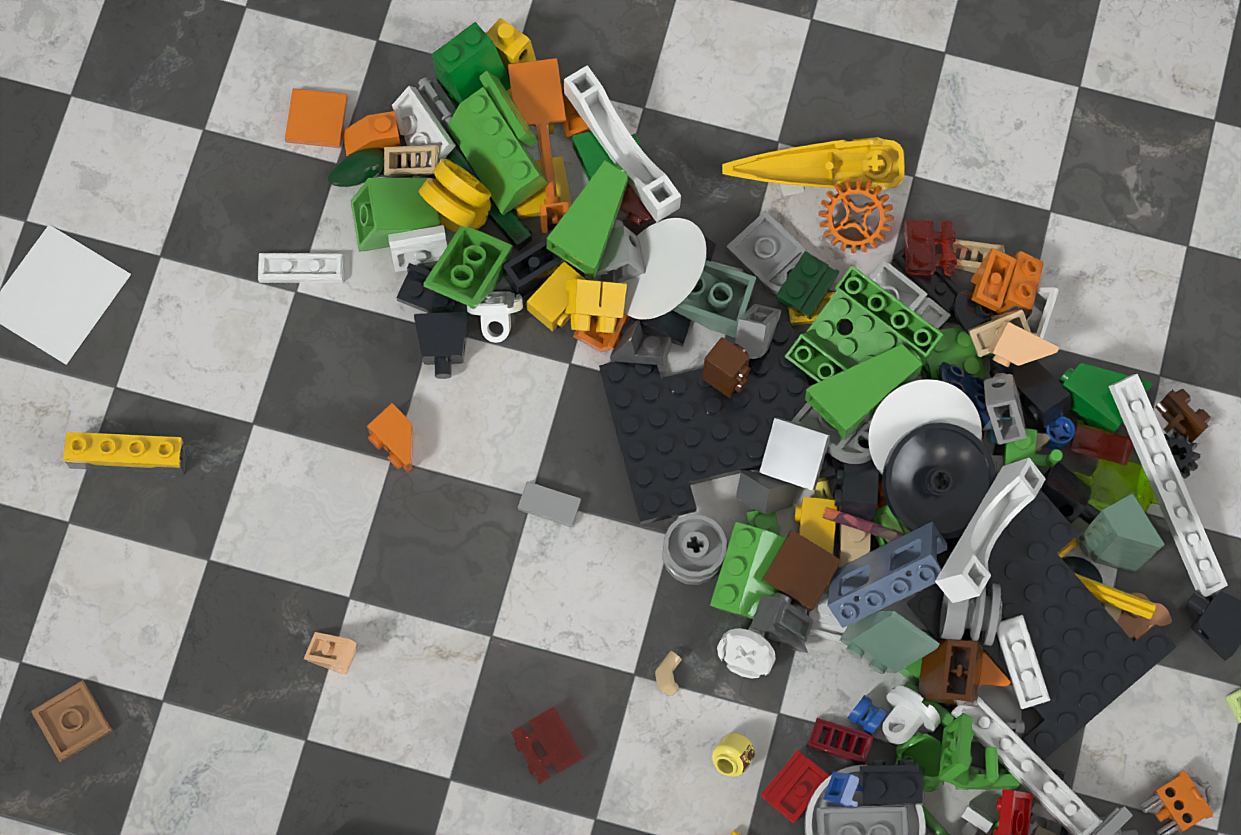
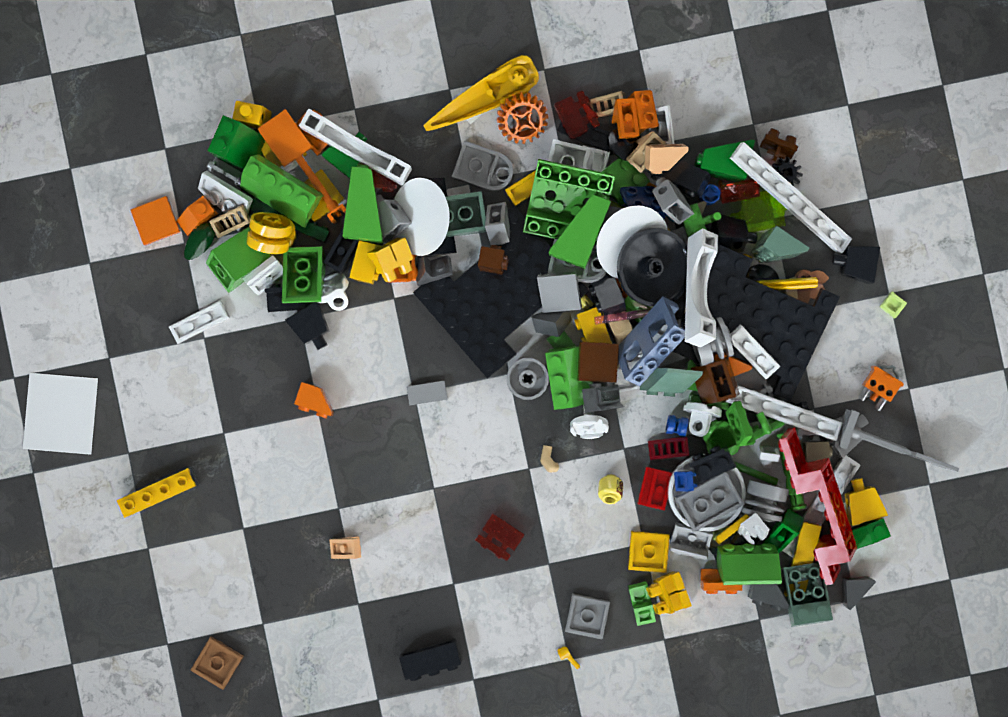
camera: 25 degrees left, 15 degrees up
(508, 109) = (273, 160): bright green tile -> none
(807, 285) = (513, 177): dark green plate -> none

